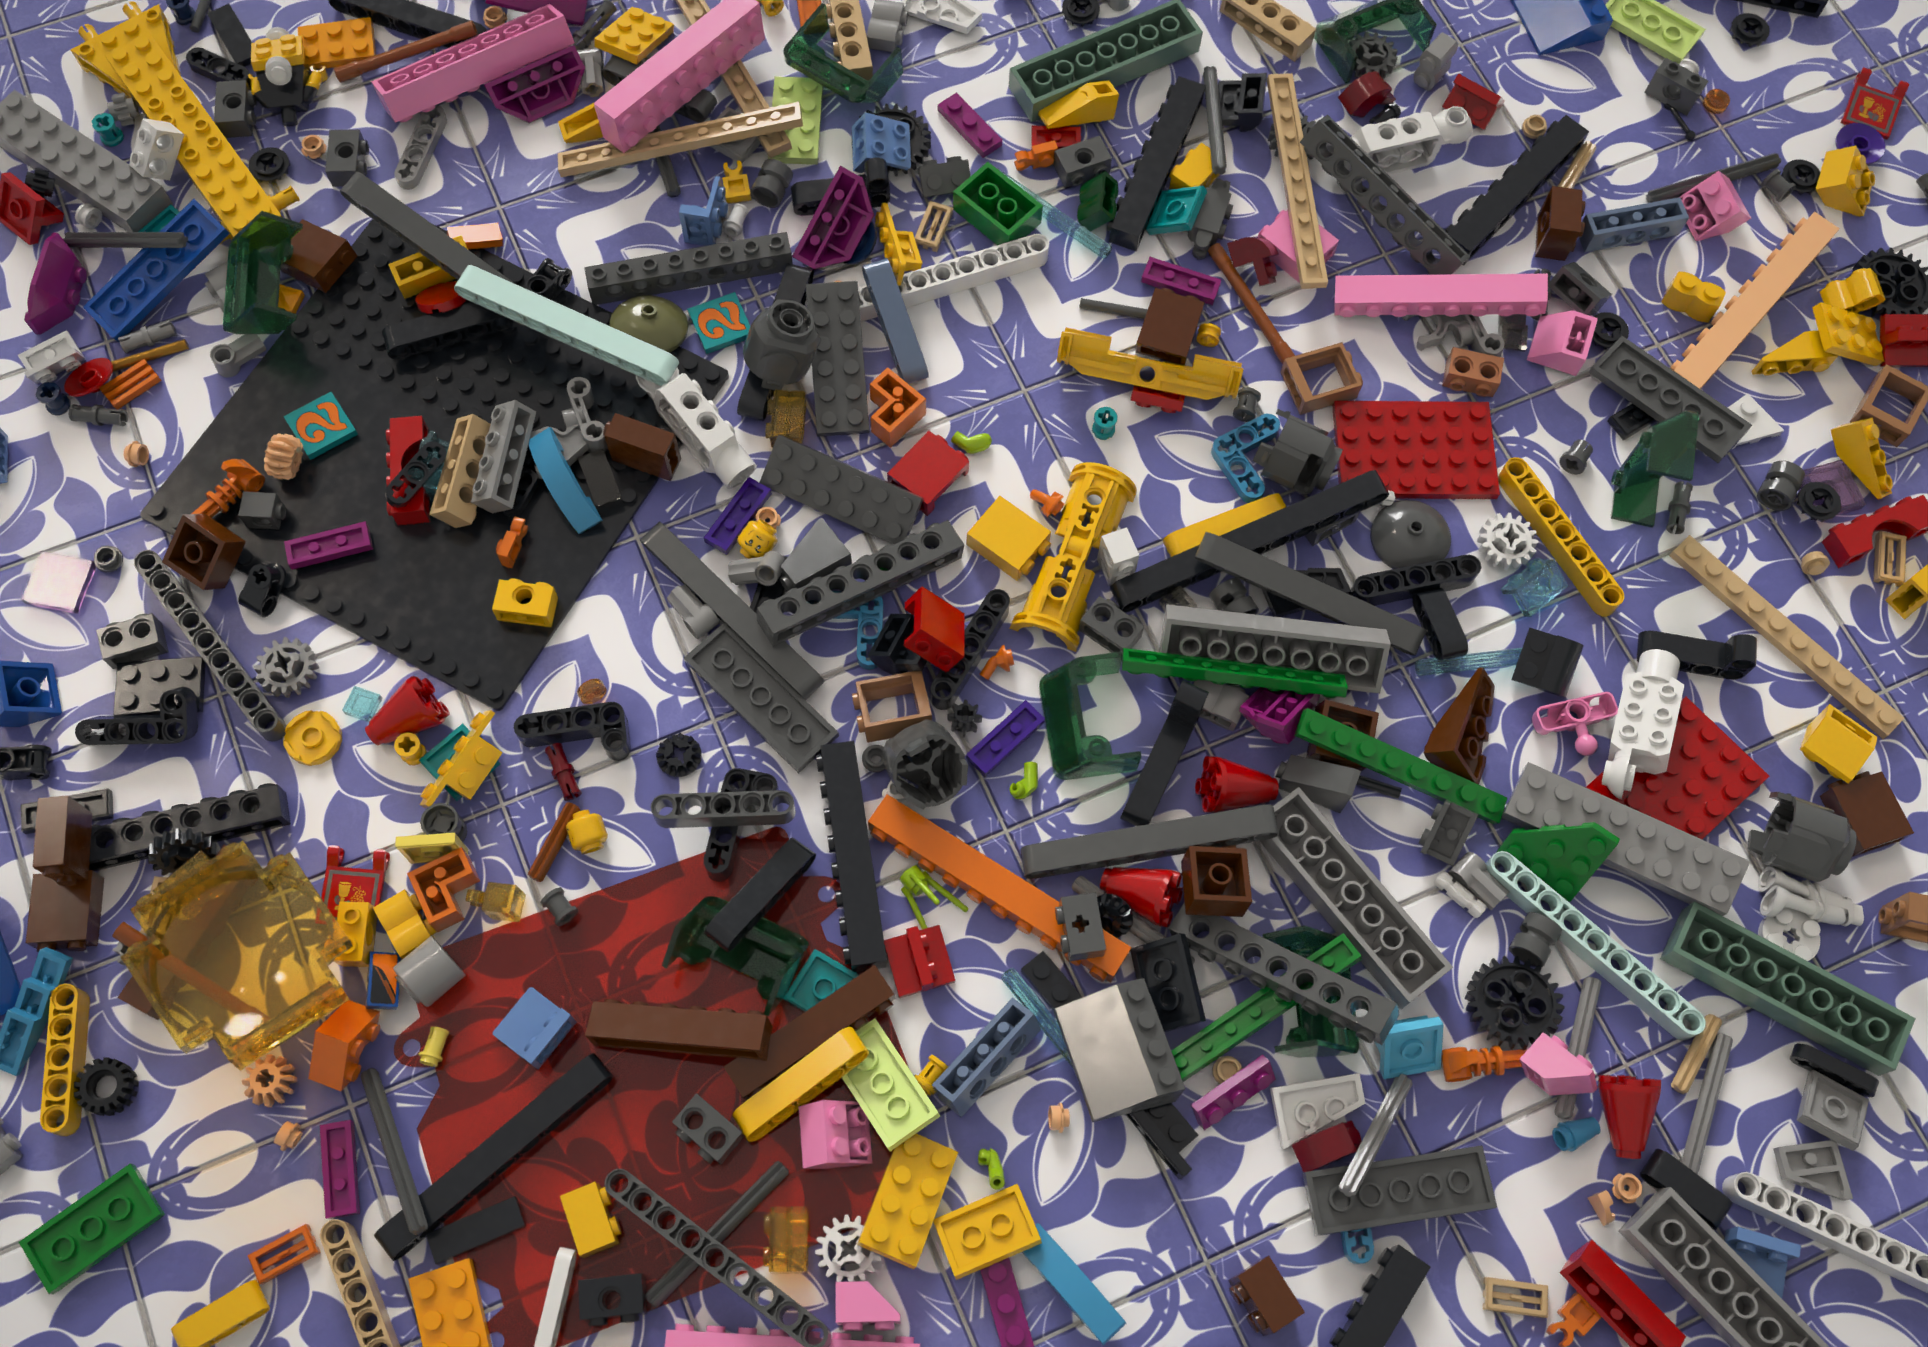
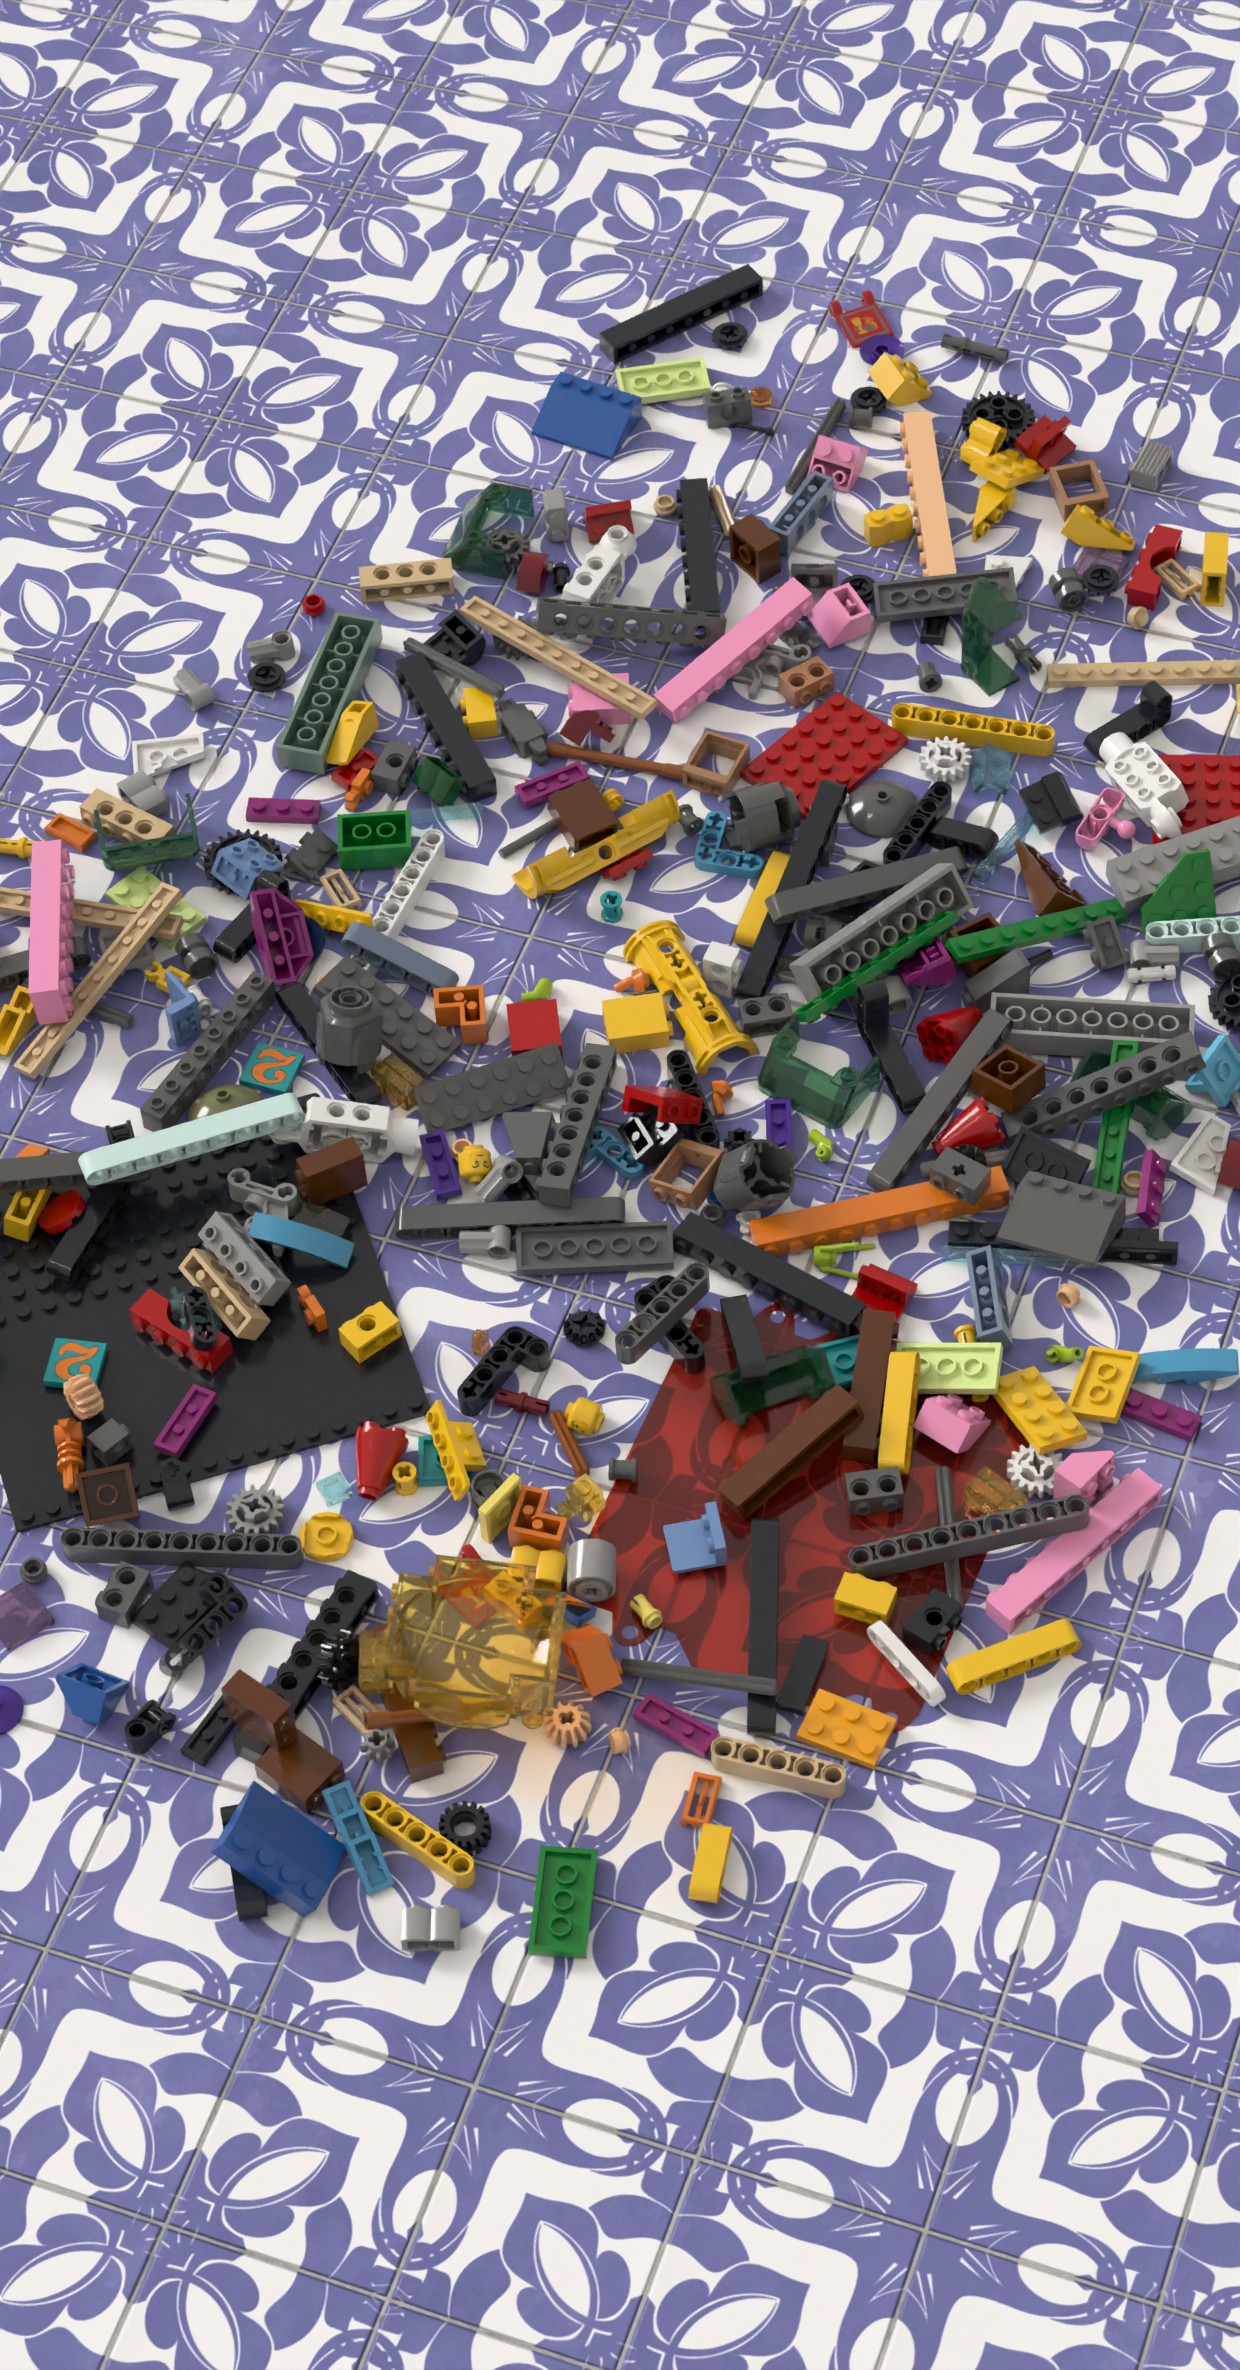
camera: 40 degrees left, 15 degrees down
(1176, 210) = (499, 742): teal tile -> none

